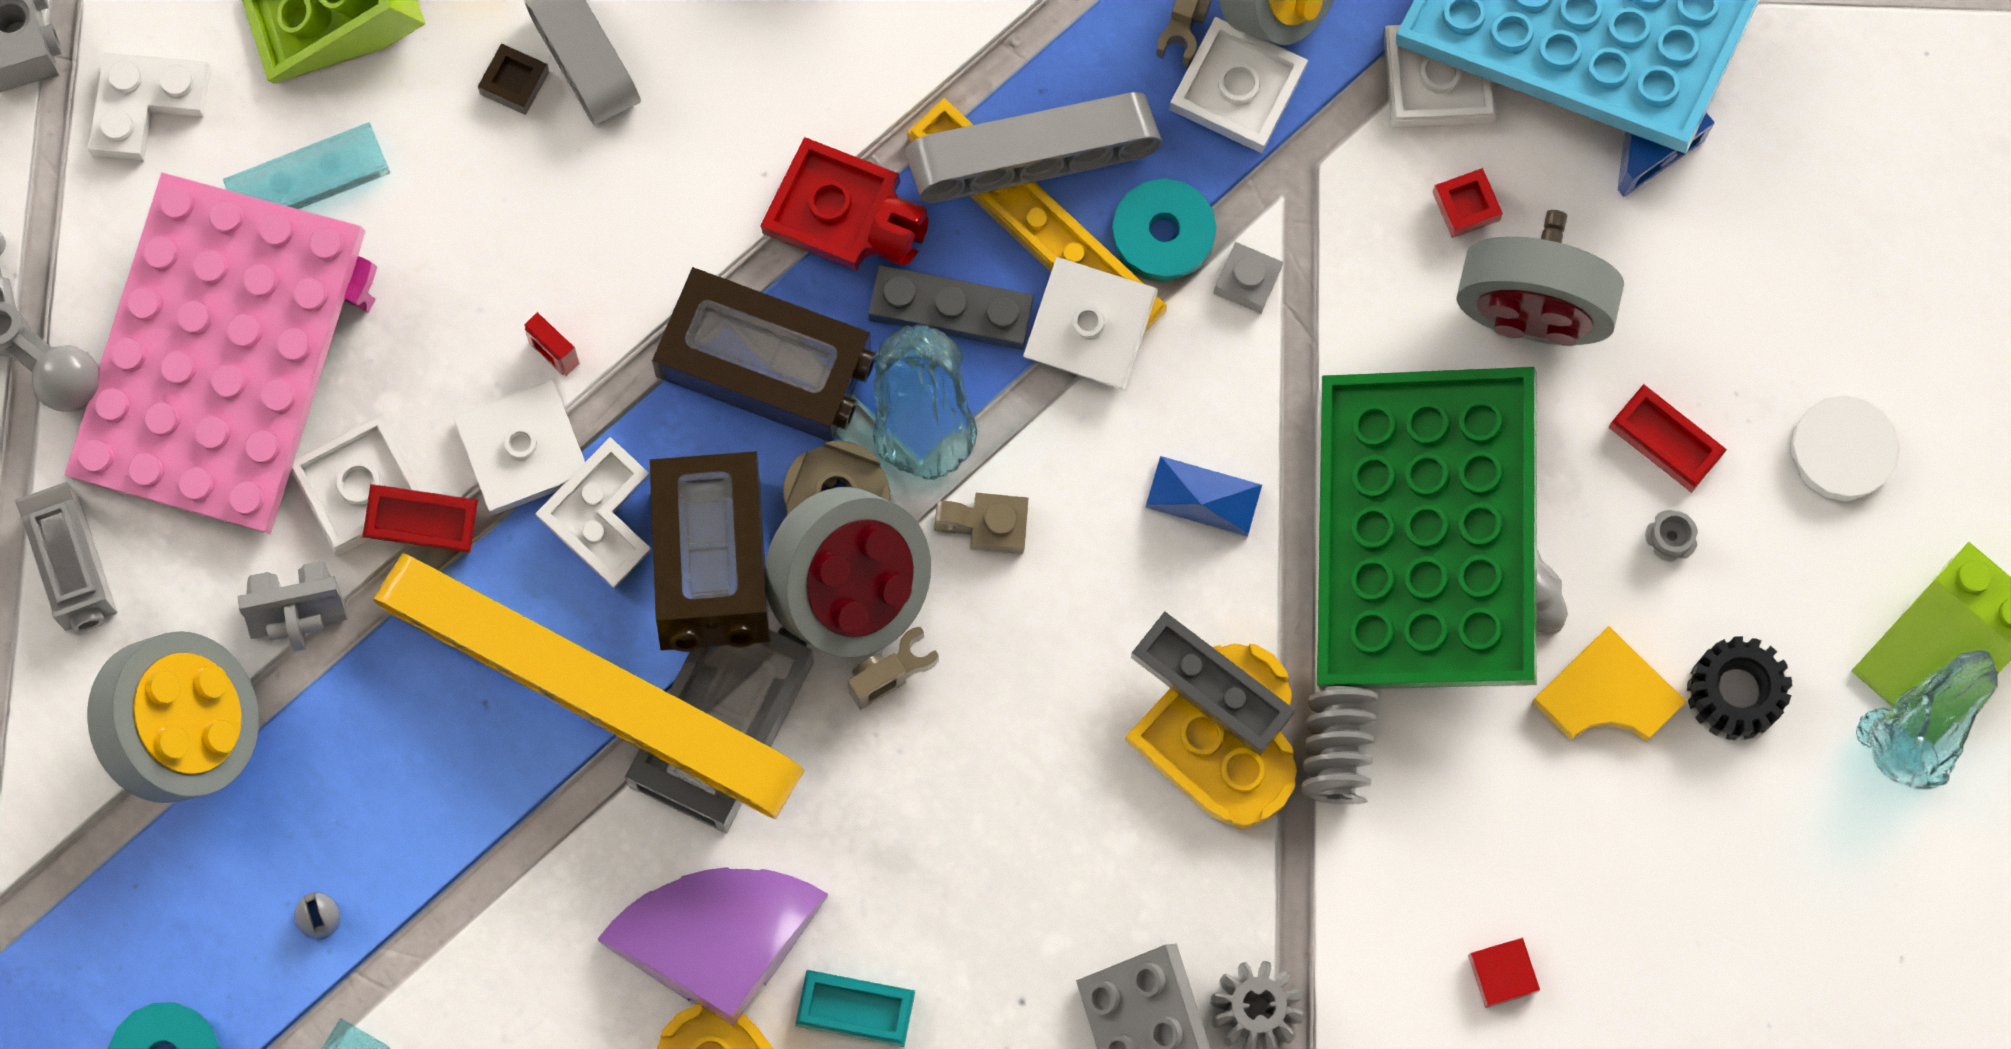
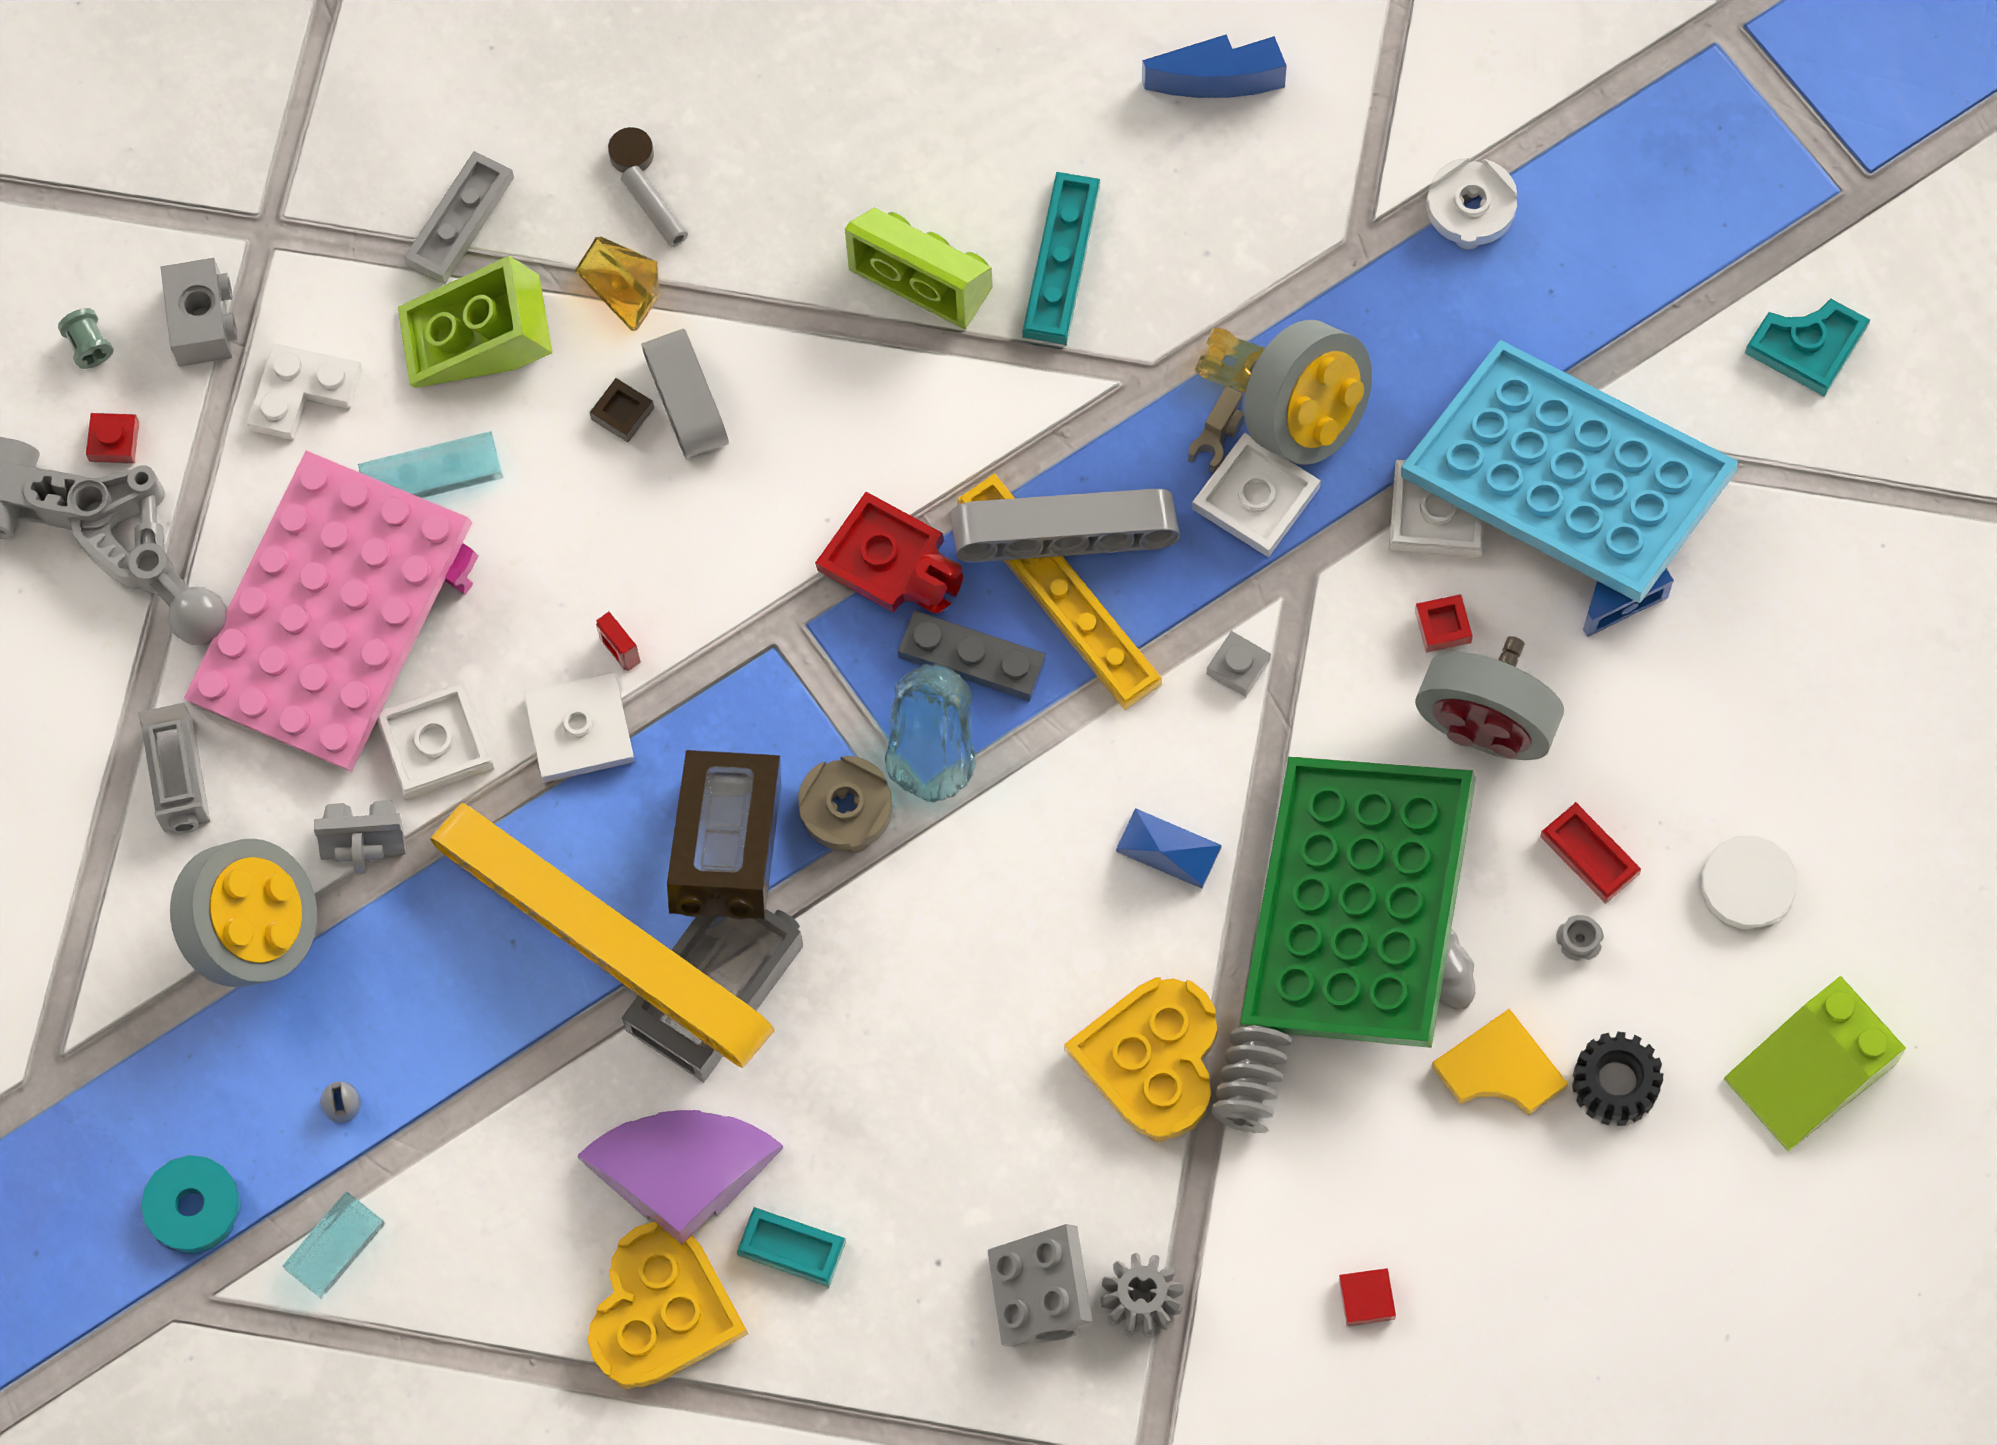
camera: 15 degrees right, 5 degrees down
(420, 518) = (481, 775): red tile -> none
(585, 509) = (624, 788): white plate -> none
(764, 355) = (800, 674): dark brown piece -> none
(847, 572) = (841, 868): wheel -> none
(880, 676) = (859, 964): dark tan plate -> none
(994, 523) = (979, 846): dark tan plate -> none
(1090, 323) = (1091, 684): white plate -> none
(1164, 201) = (1163, 588): teal tile -> none
(1212, 683) = (1146, 1008): dark grey plate -> none
(1930, 723) = (1783, 1129): clear light blue hair -> none

